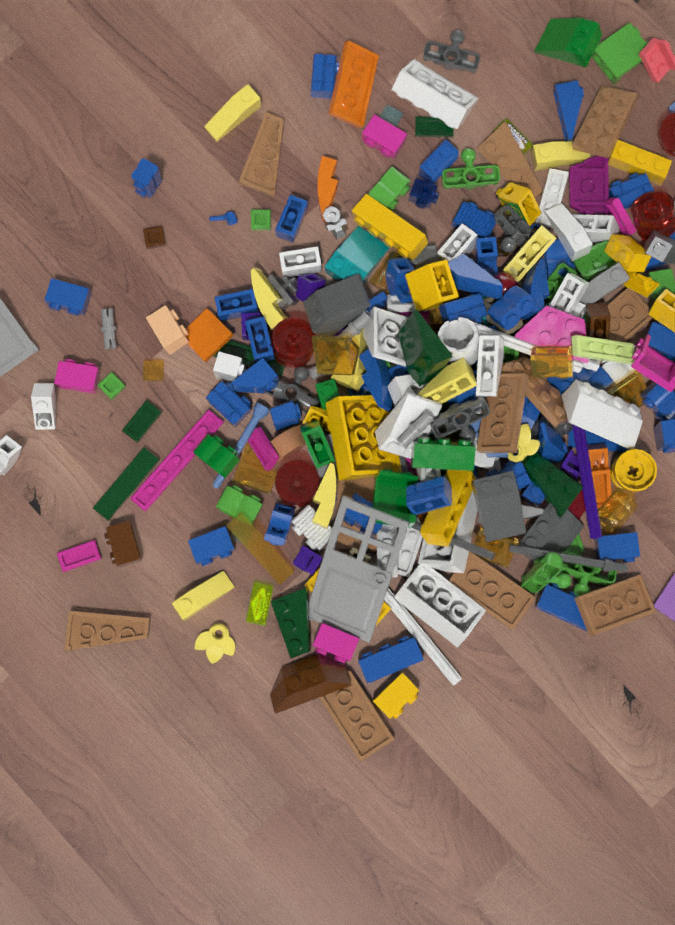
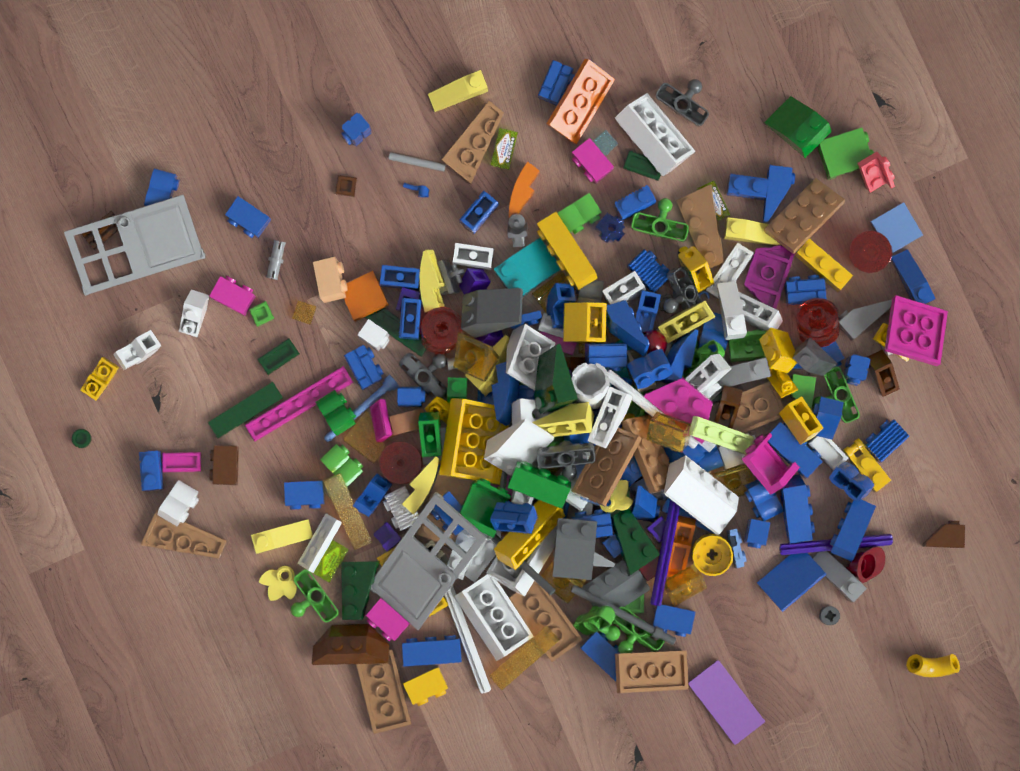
camera: 20 degrees right, 5 degrees up
(51, 573) = (151, 470): none -> blue brick
(88, 597) = (177, 503): none -> white brick
(215, 192) = (417, 162): none -> light grey bar
(242, 589) = (319, 543): none -> white plate
(256, 379) = (395, 355): blue slope -> none
(260, 220) = (450, 201): bright green tile -> none
(266, 650) = (298, 608): none -> bright green piece
(295, 153) = (504, 148): none -> tile
(354, 327) = (501, 337): light grey pin -> none
(415, 429) = (521, 454): light grey pin -> none
(484, 635) = (524, 657): none -> clear yellow tile
(540, 113) = (747, 187): none -> blue brick
(621, 216) = (786, 311): dark pink tile -> none
(649, 446) = (734, 540): none -> medium blue wing

